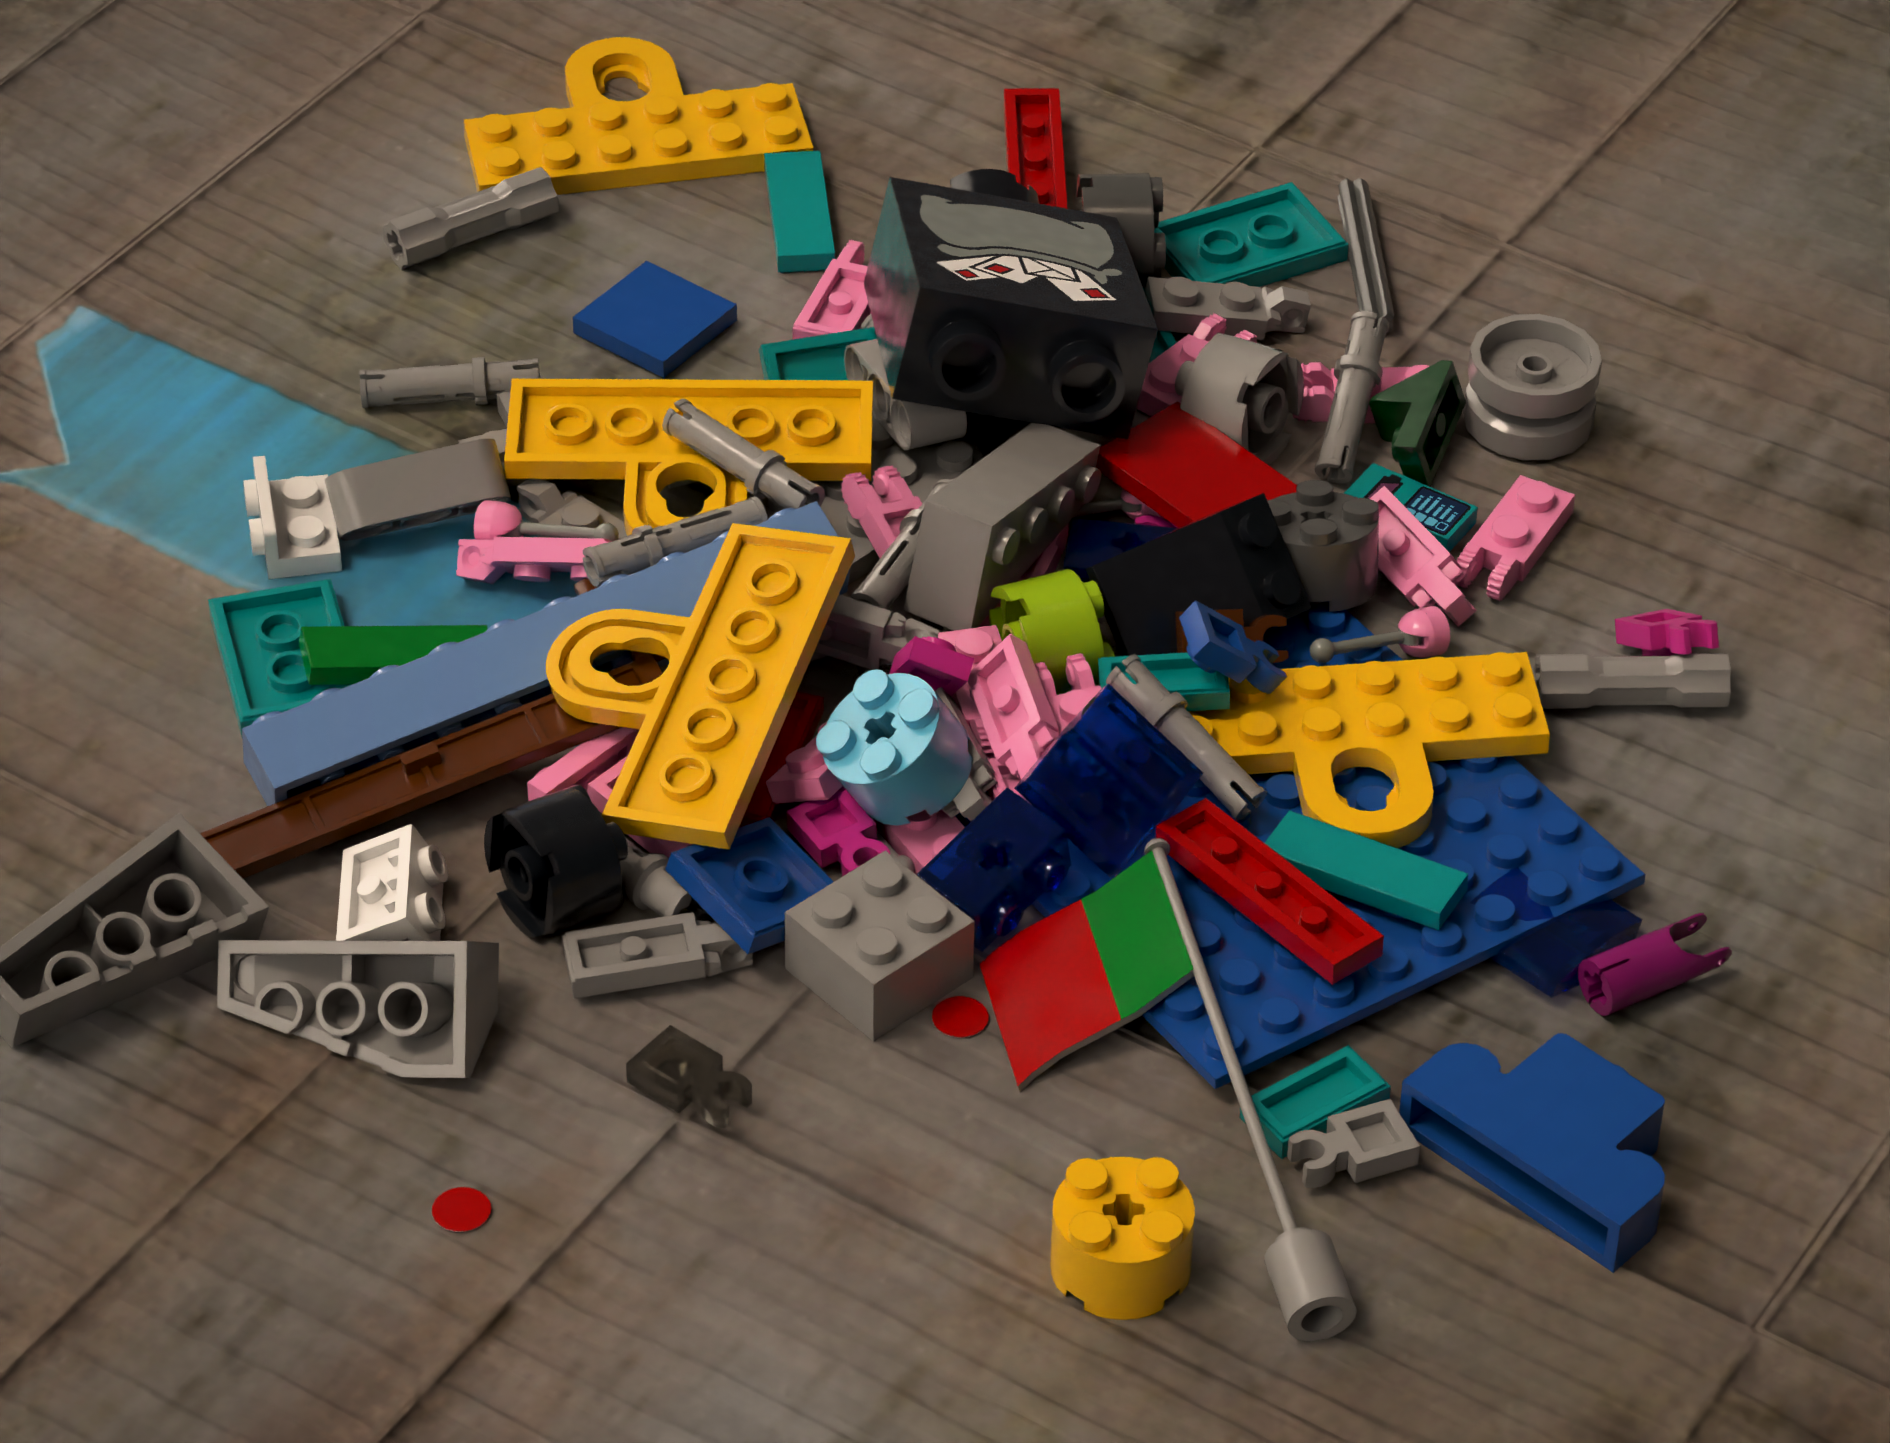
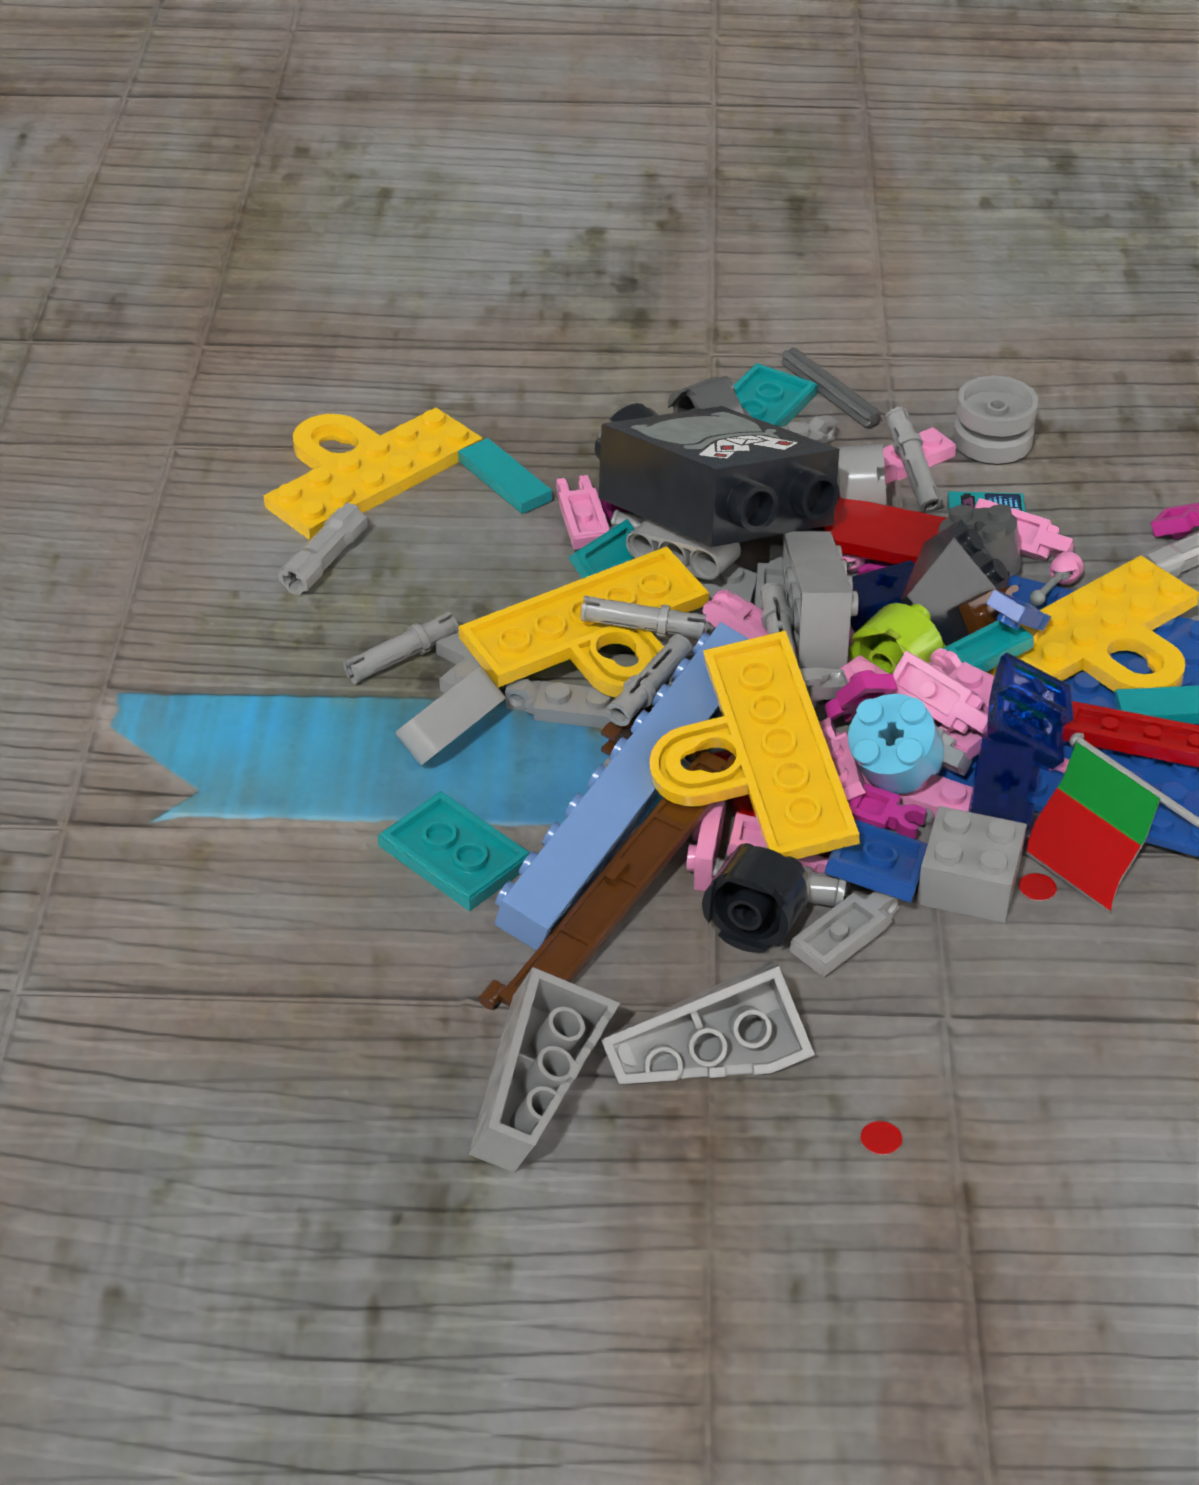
camera: 30 degrees left, 0 degrees up
(293, 524) = (384, 767): white bracket -> none
(355, 652) = (522, 819): green tile -> none
(392, 889) = (661, 964): white bracket -> none
(505, 520) = (517, 715): hinge -> none
(523, 557) = (557, 727): bright pink hinge -> none
(654, 319) = (481, 565): blue tile -> none
(685, 1071) = (936, 992): clear smoke plate -> none
(1036, 142) = (597, 387): red plate -> none
(1169, 716) = (990, 652): light grey pin -> none
(1420, 418) = (953, 456): dark green slope -> none
(1515, 535) = (1051, 498): bright pink hinge -> none

